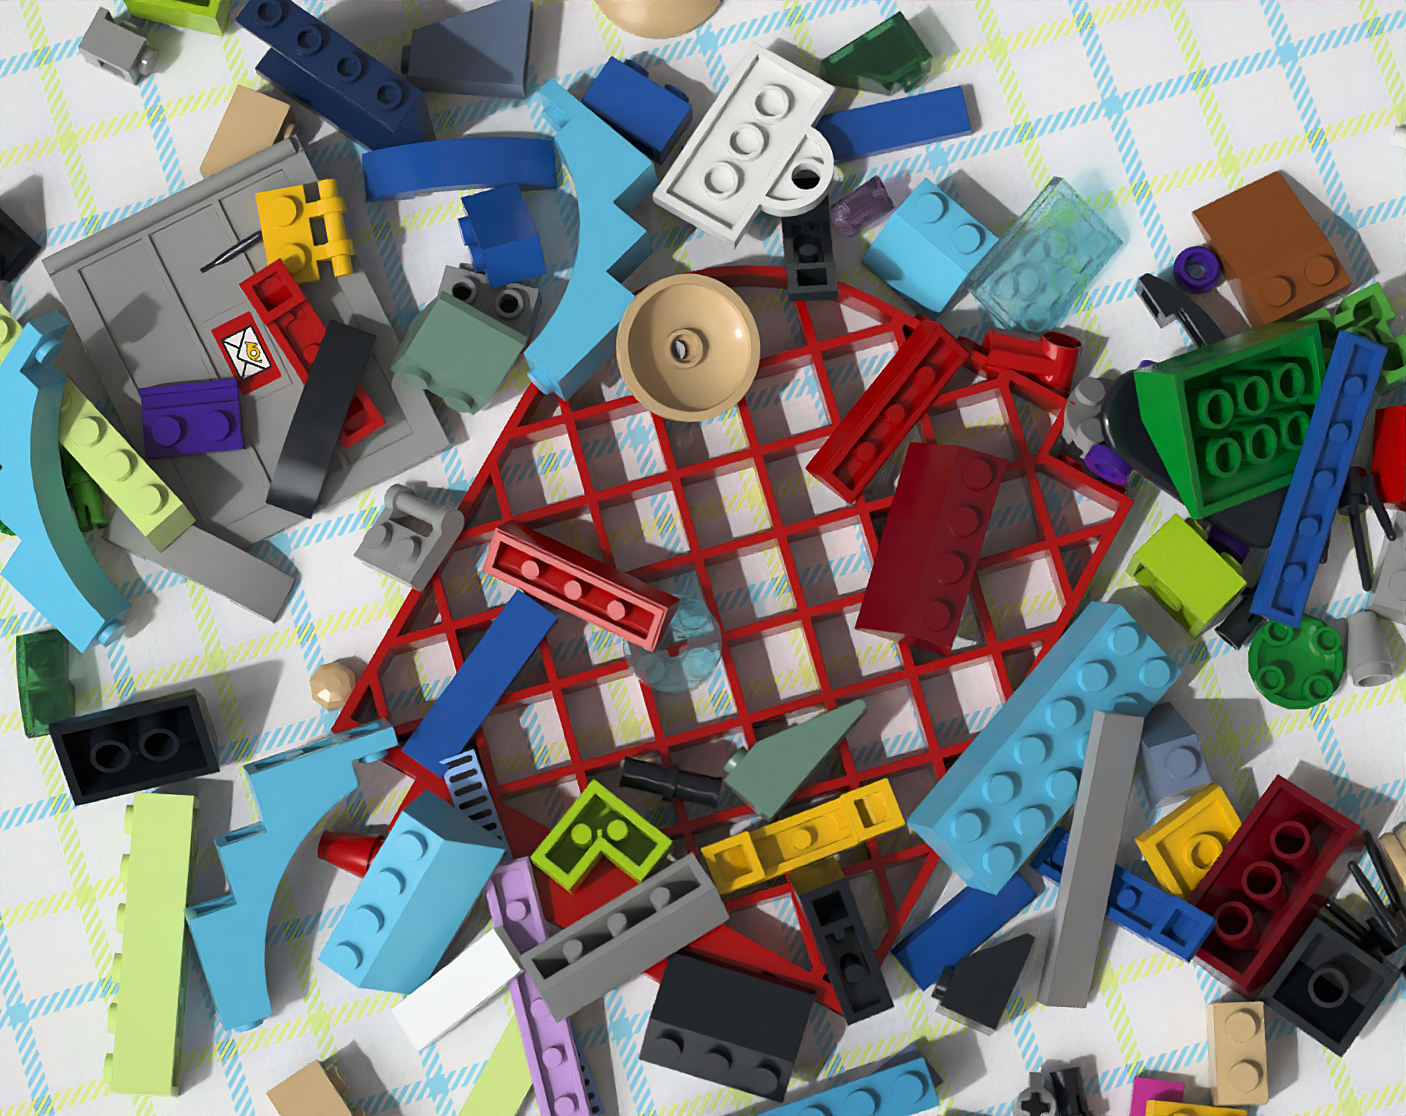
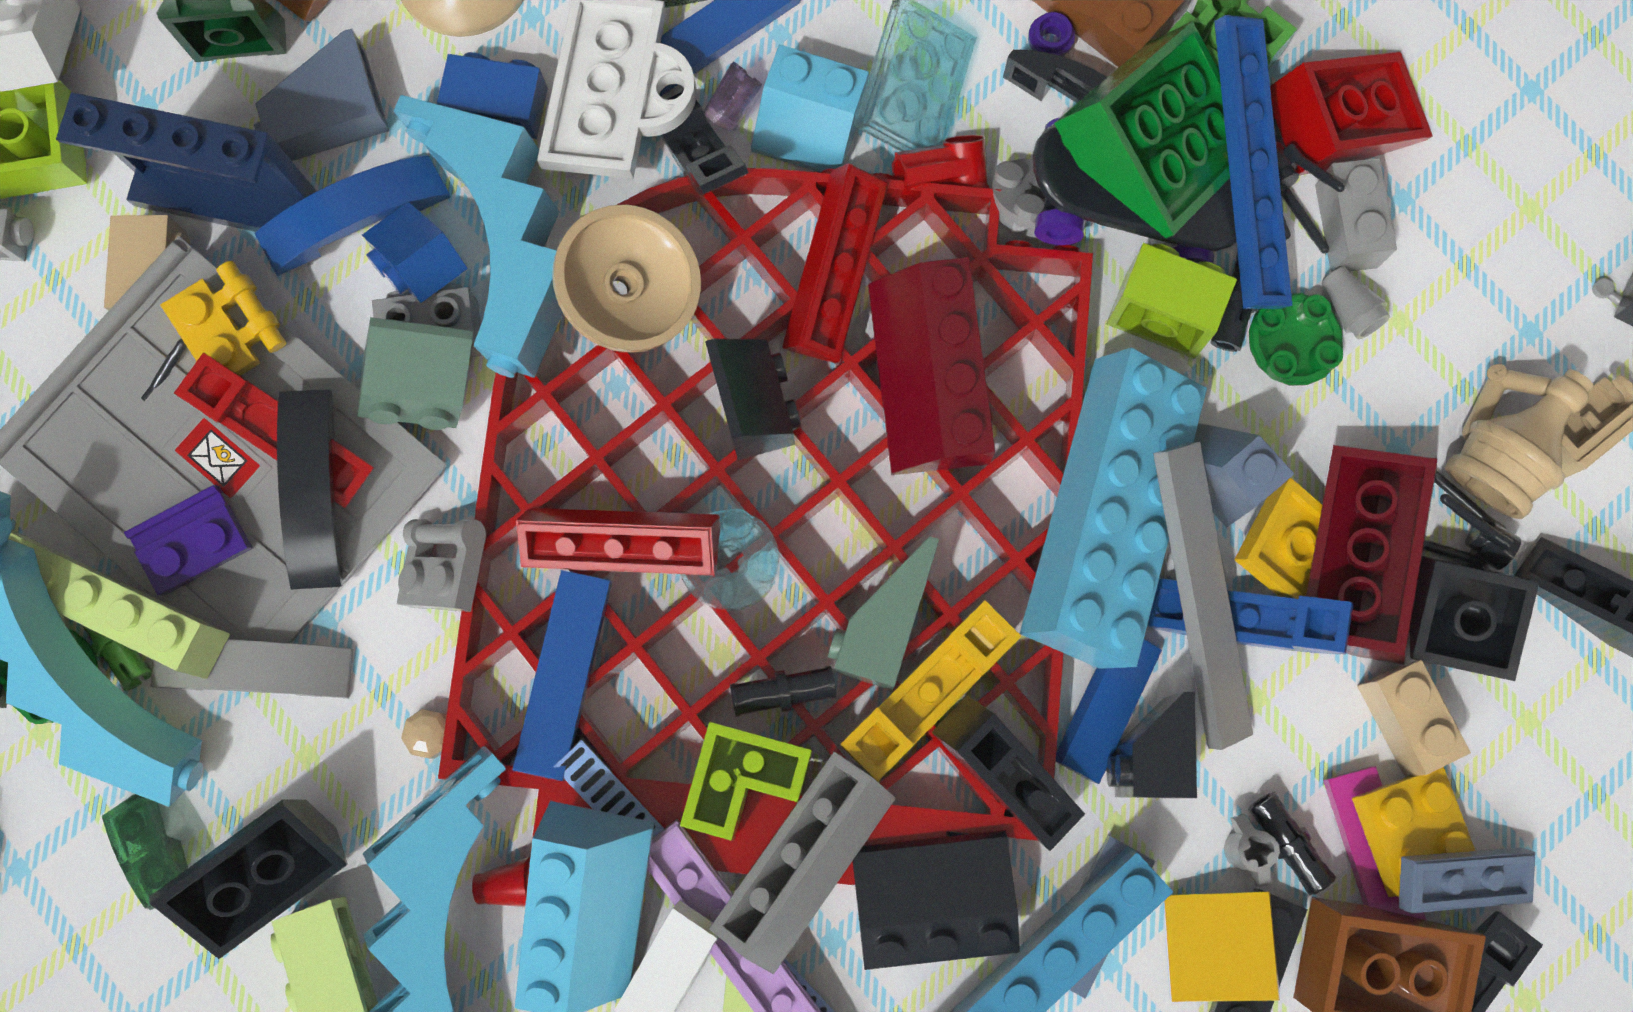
camera: 25 degrees left, 0 degrees up
(756, 503) = (753, 396): none -> black slope

